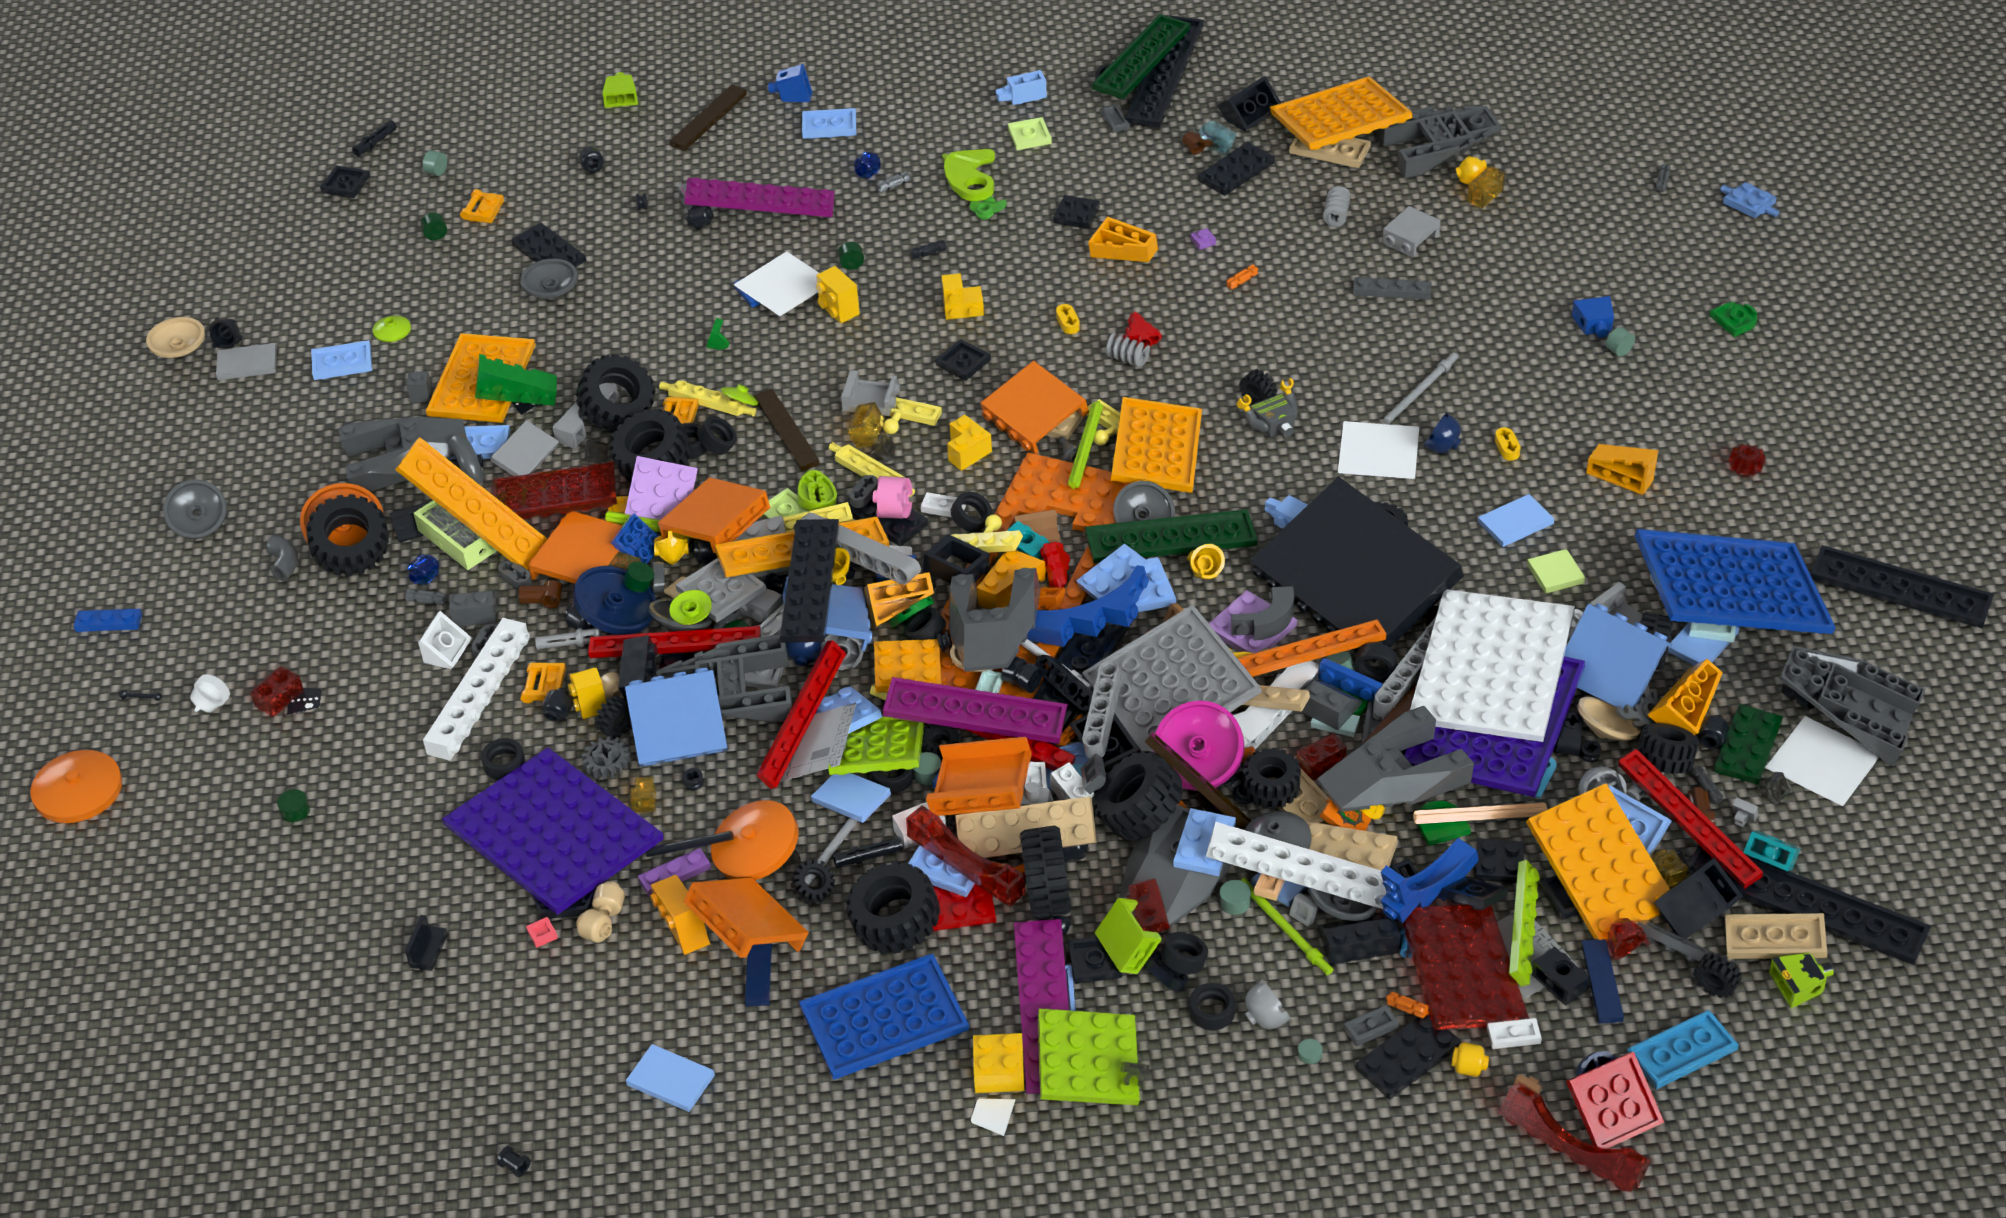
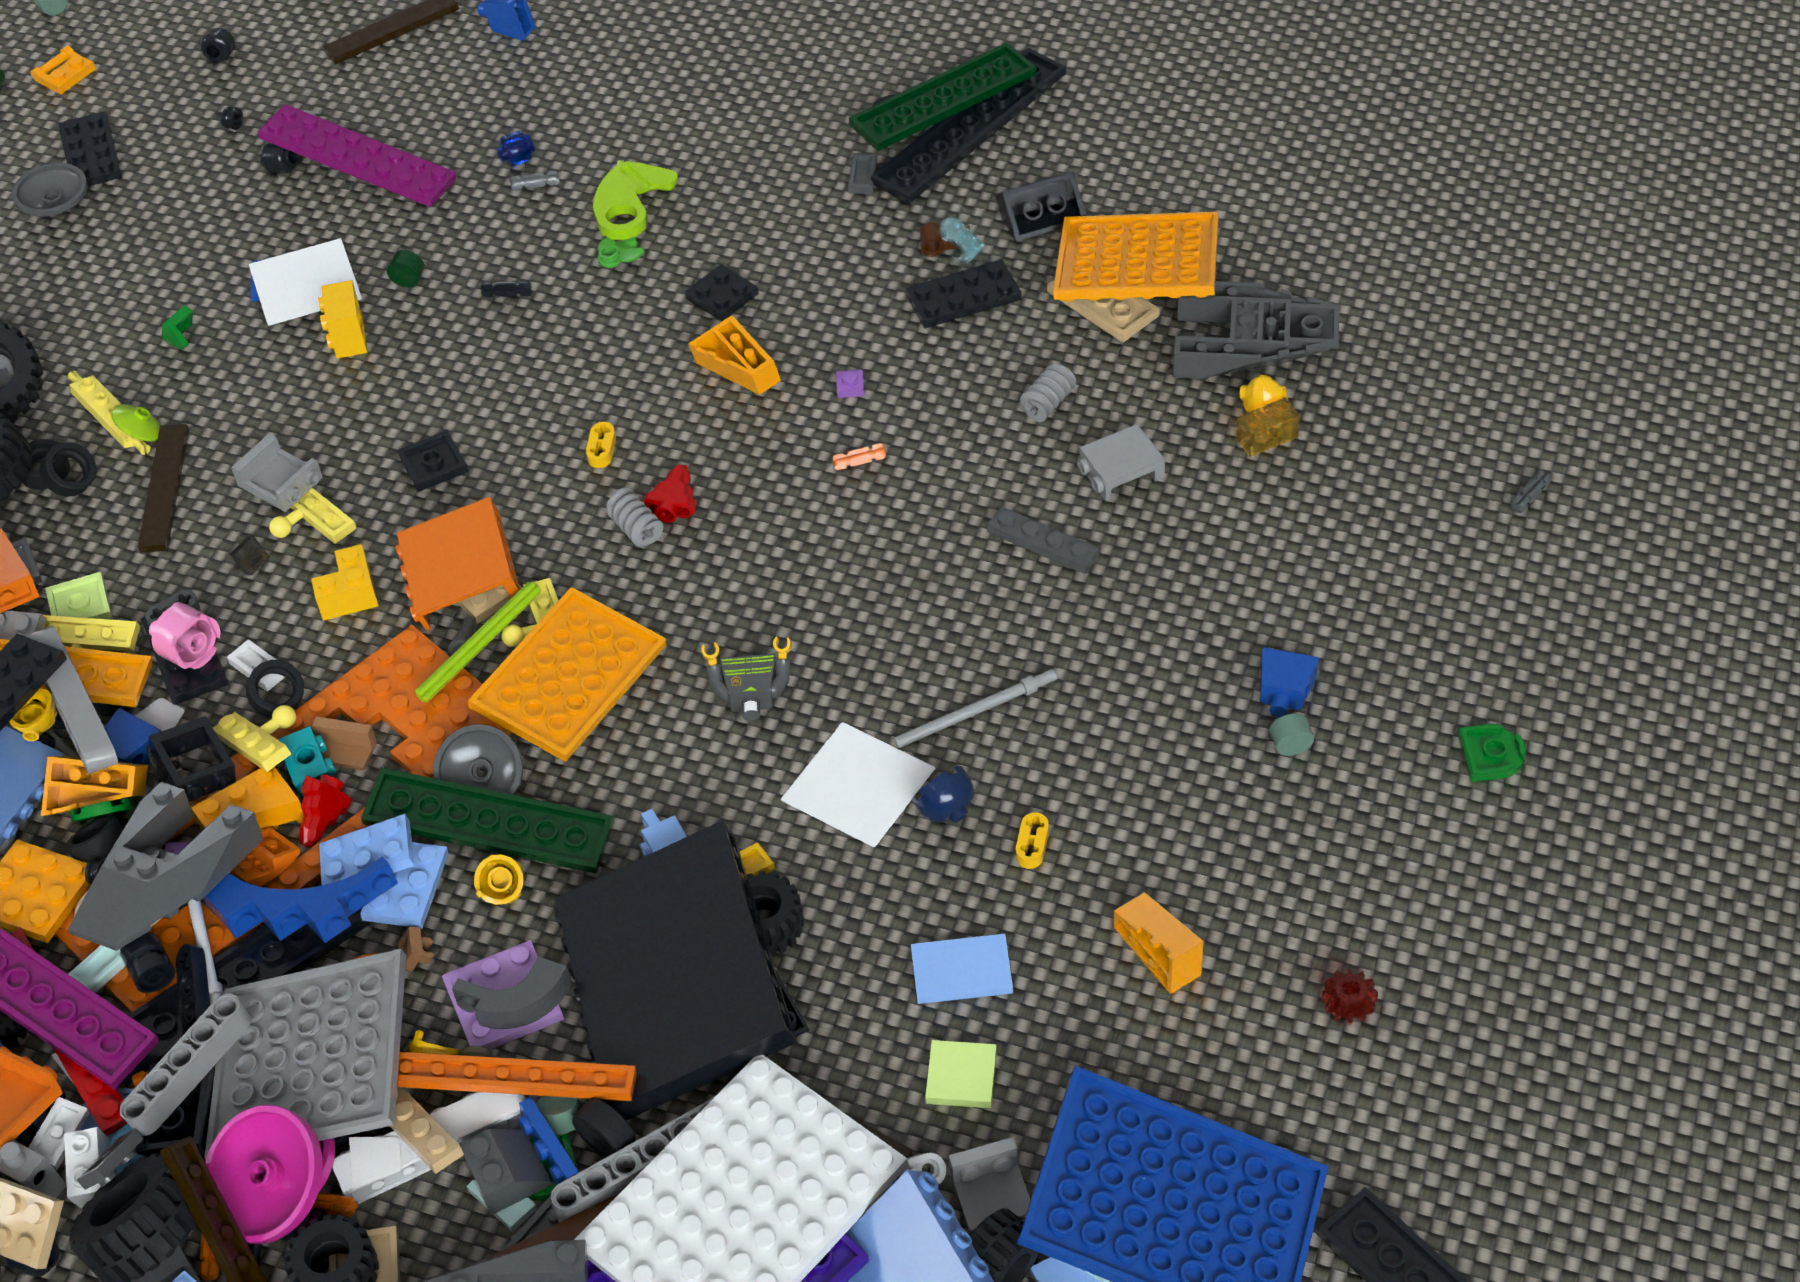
camera: 25 degrees right, 5 degrees up
(684, 408) = (59, 421): light orange plate -> none
(822, 485) = (139, 589): lime piece -> none
(829, 123) = (517, 77): light blue plate -> none
(861, 463) = (213, 581): light yellow plate -> none
(865, 425) = (245, 515): clear yellow brick -> none
(961, 301) = (481, 374): yellow brick -> none
(1023, 88) = (772, 98): light blue hinge -> none
(1029, 133) = (743, 163): yellowish green tile -> none
(1257, 386) = (751, 632): black tyre -> none
(1321, 756) = (432, 1251): clear red brick -> none
(1750, 200) = (1634, 568): medium blue plate -> none

